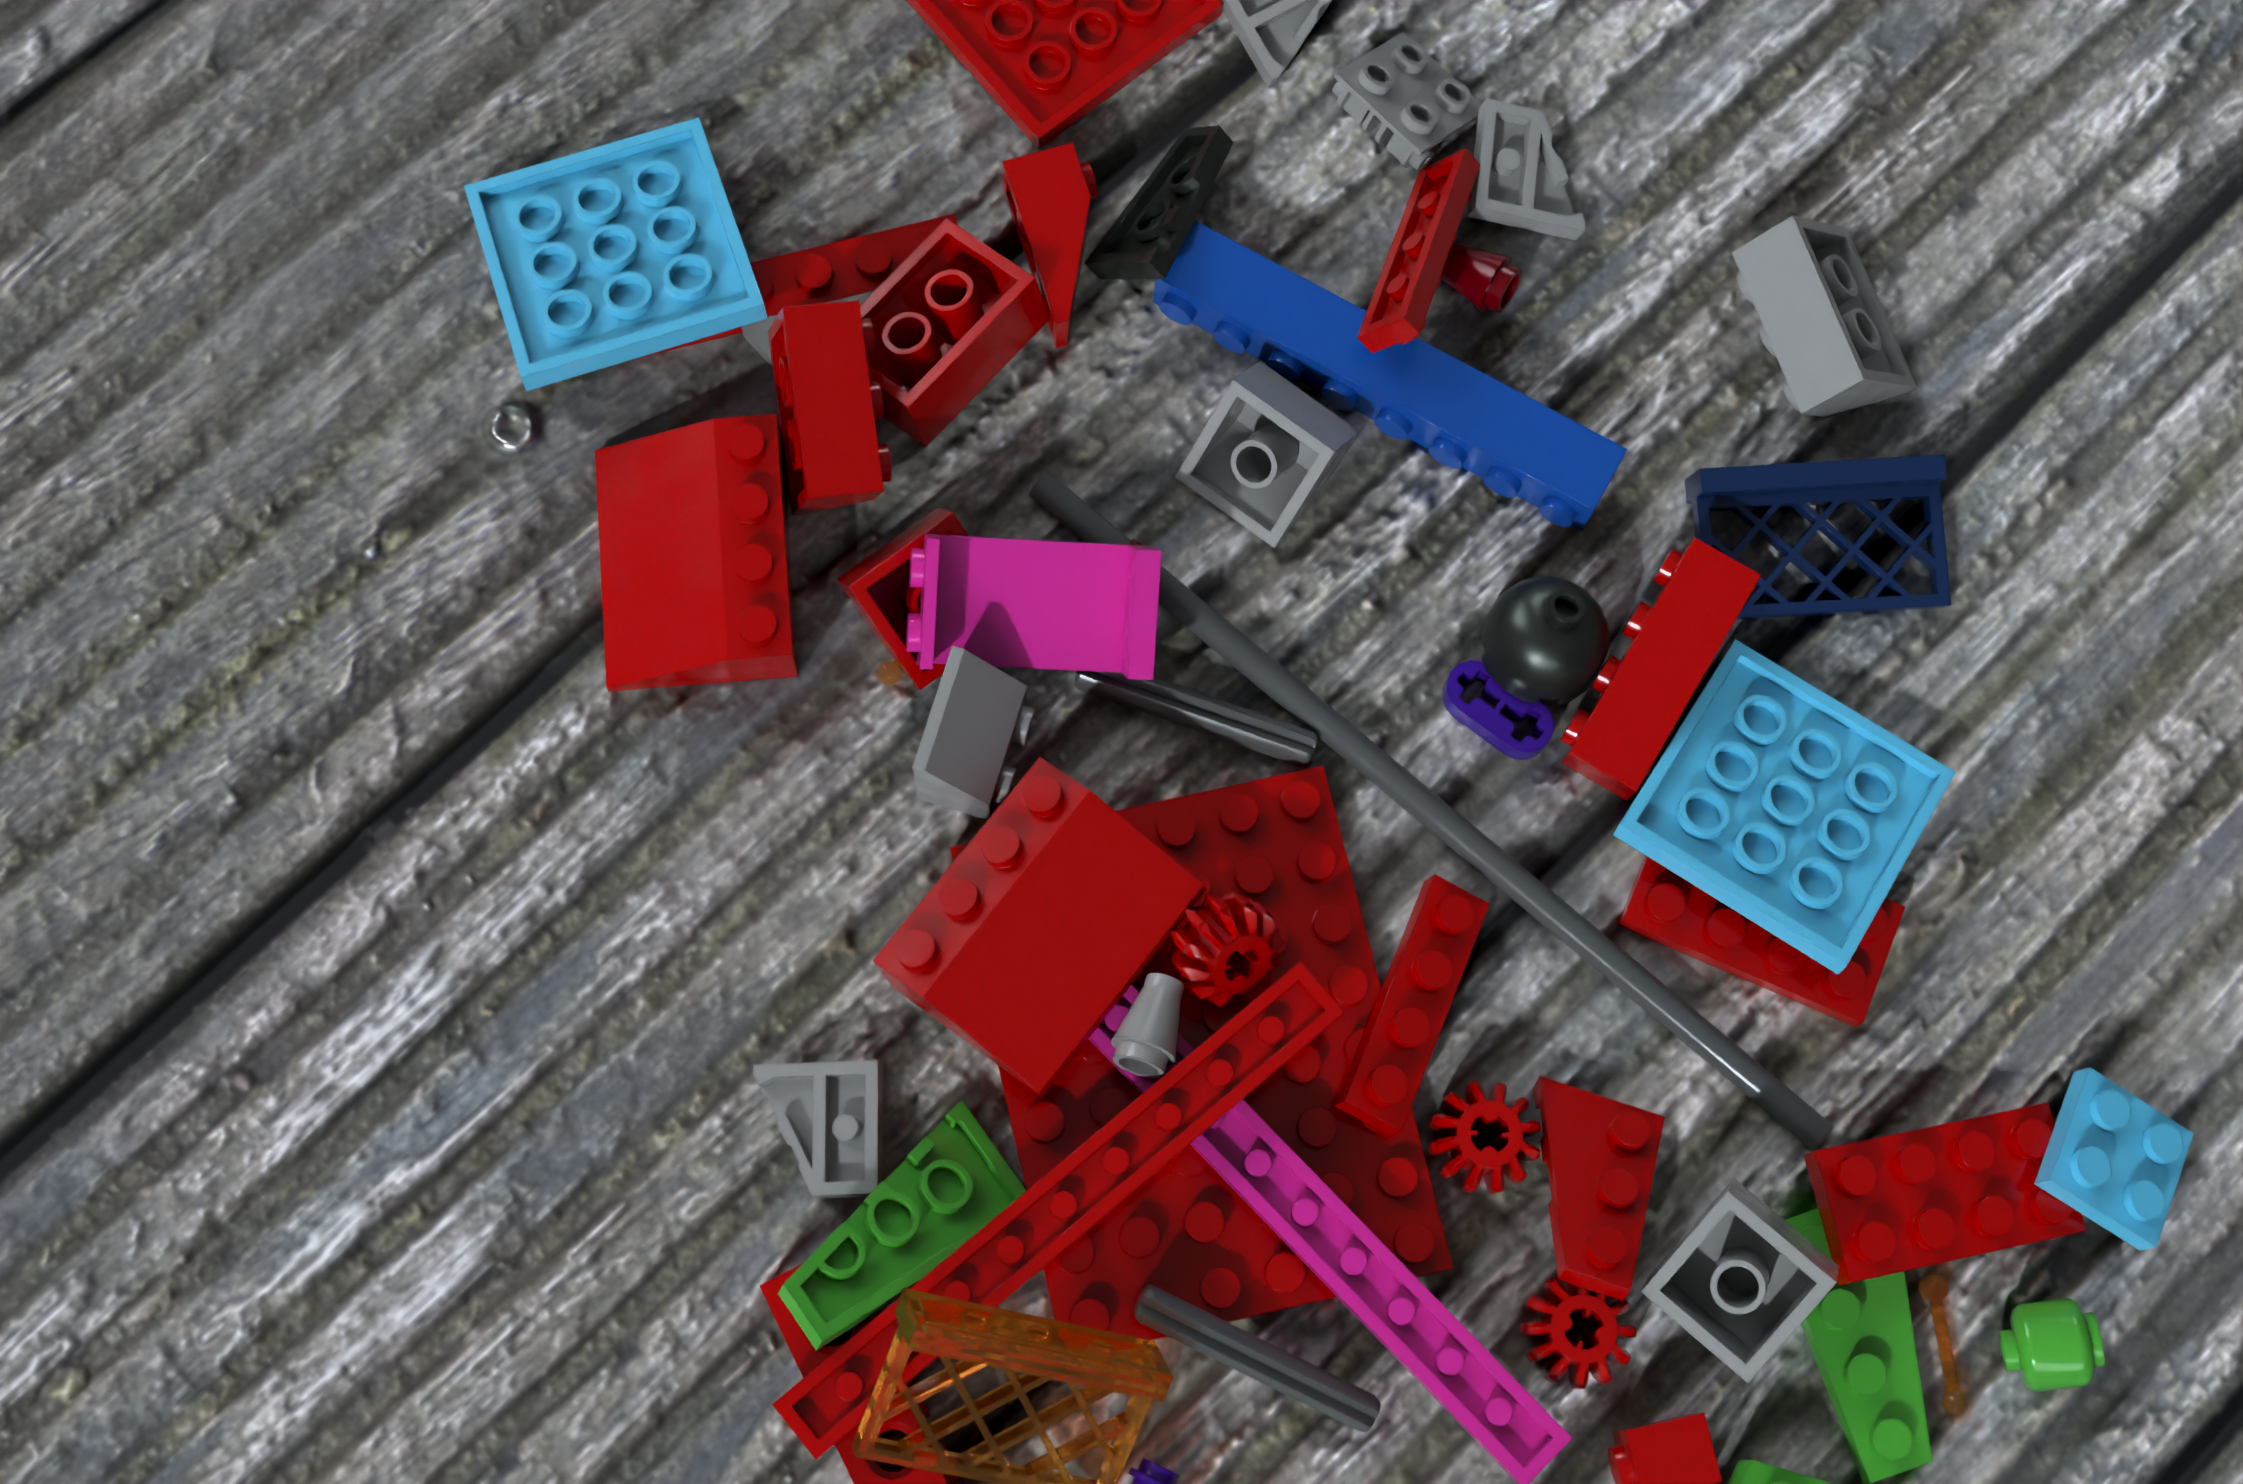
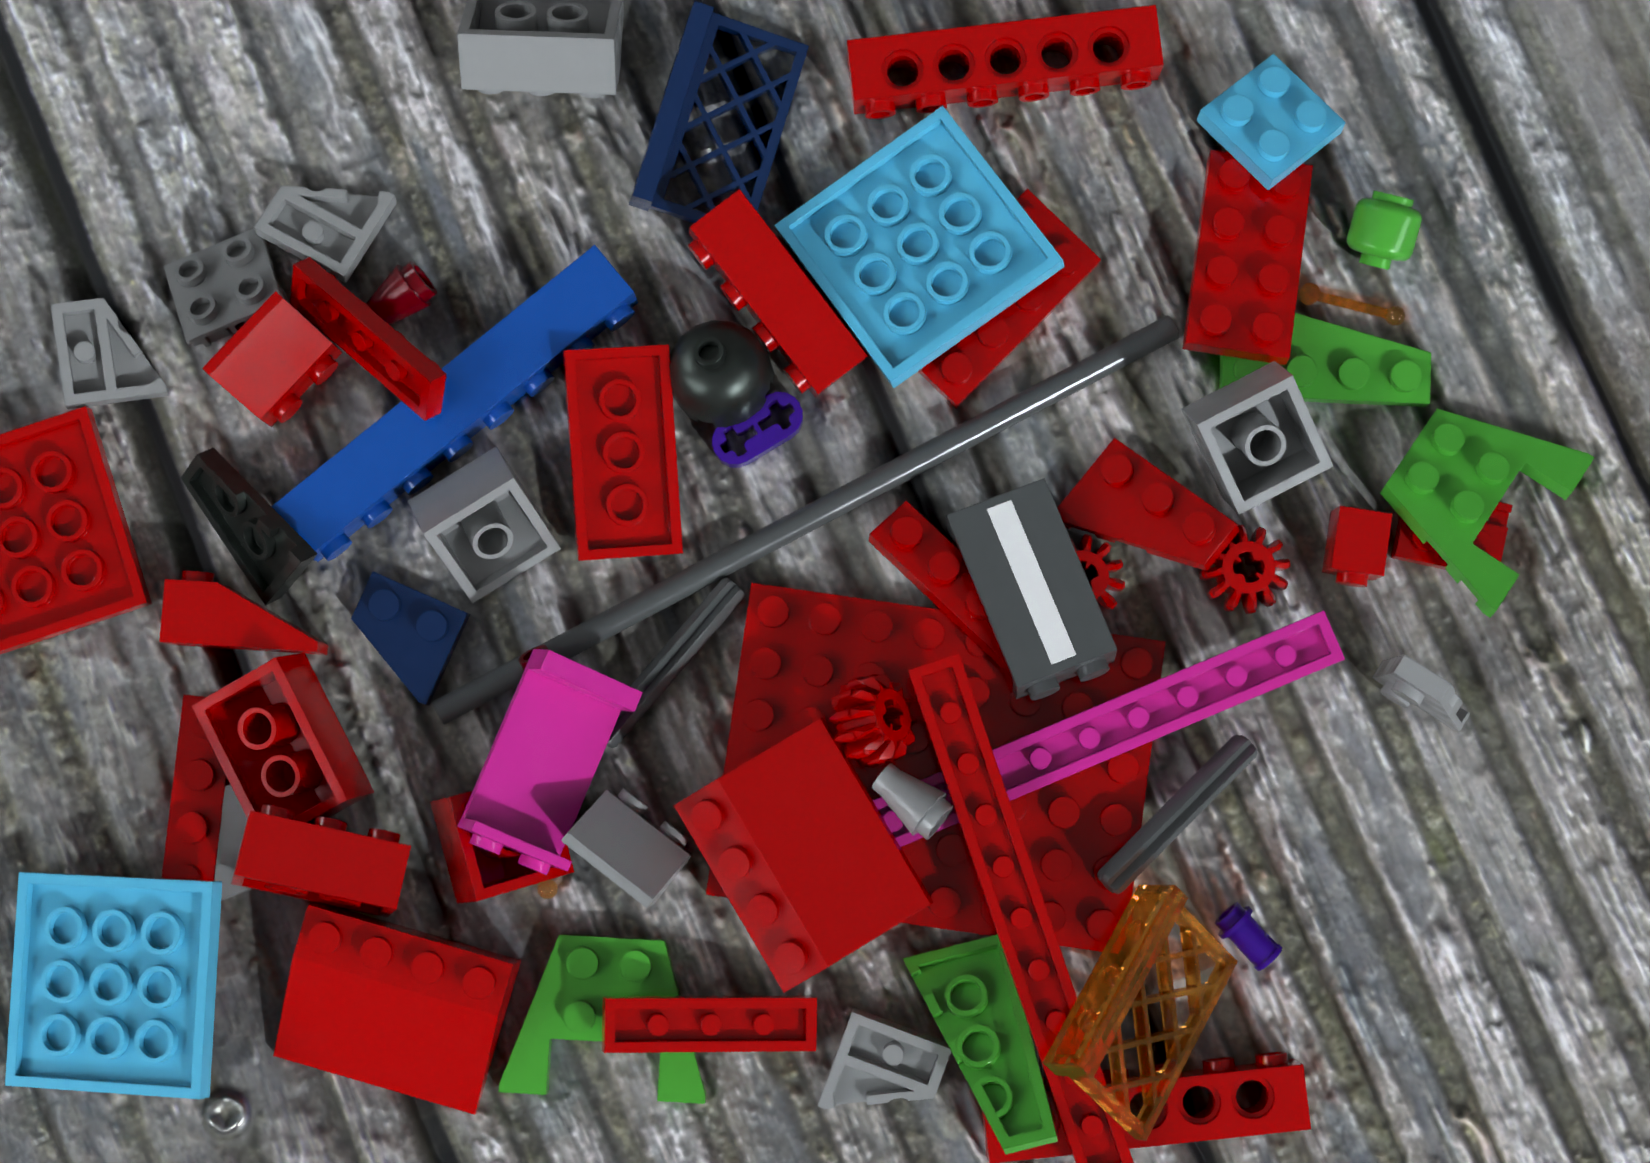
camera: 55 degrees left, 10 degrees up
(795, 782) = (571, 1008): none -> bright green wing
(804, 902) = (709, 1024): none -> red plate
(1115, 423) = (410, 632): none -> dark blue wing
(1353, 165) = (273, 361): none -> red slope
(1410, 567) = (623, 452): none -> red plate
(1448, 1082) = (1033, 589): none -> dark grey panel
(2070, 839) = (1128, 30): none -> red brick

